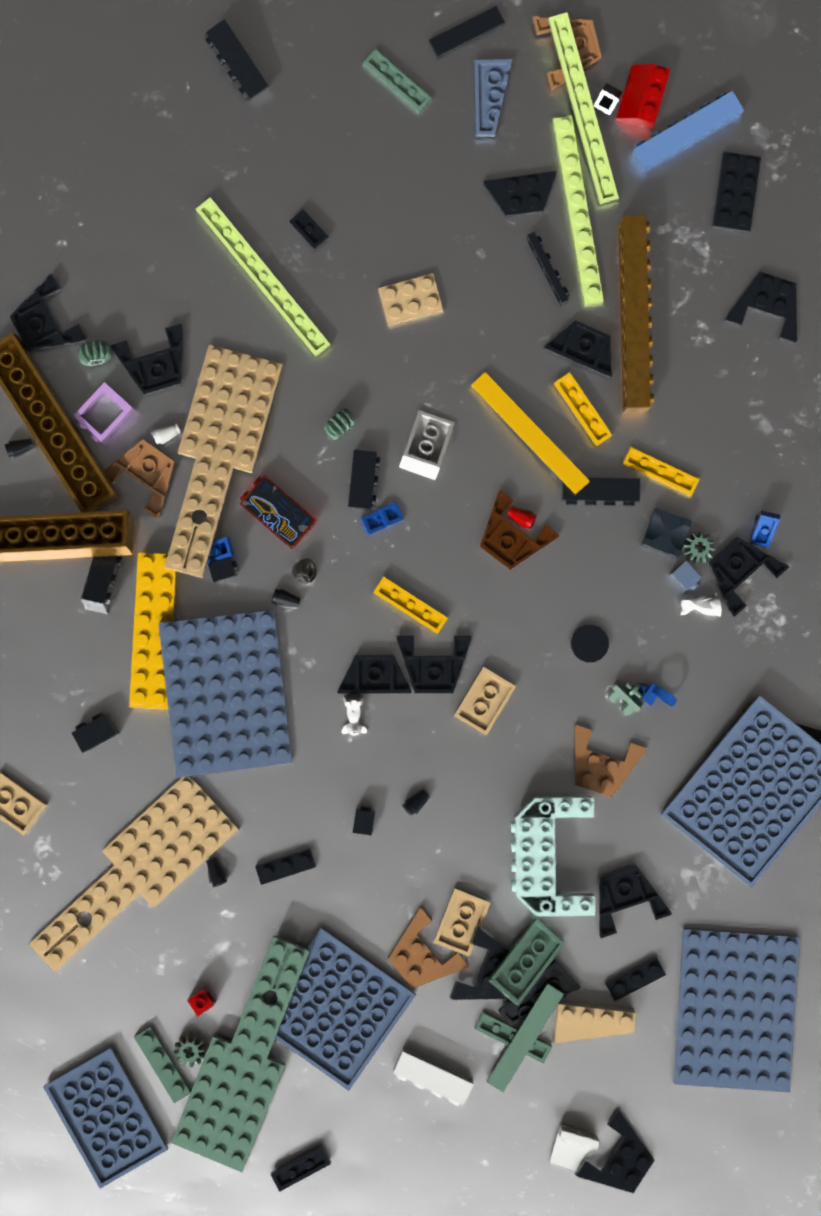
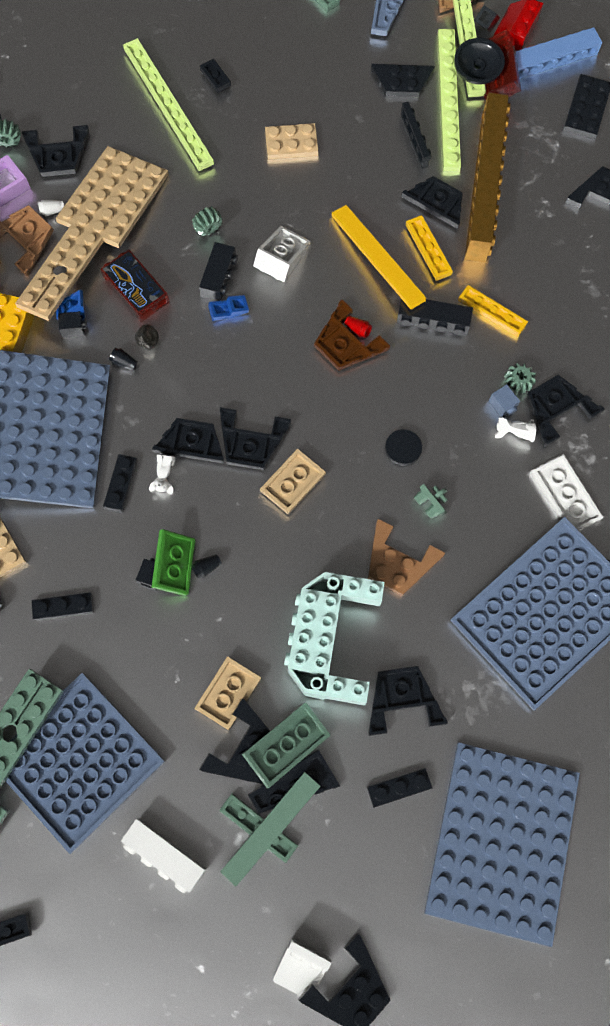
camera: 10 degrees right, 15 degrees down
(312, 732) = (120, 483): none -> black plate
(384, 807) = (173, 562): none -> bright green tile
(410, 605) = (239, 384): yellow plate -> none
(416, 960) = (173, 726): medium nougat wing -> none
(588, 1021) = (338, 822): tan wedge -> none
(609, 156) = (479, 54): none -> black dish
(631, 168) = (508, 82): none -> clear red panel
(652, 692) = (460, 500): blue piece -> none
(666, 533) = (491, 360): black brick -> none
(759, 664) = (566, 493): none -> white tile
(764, 528) = (585, 370): blue slope -> none

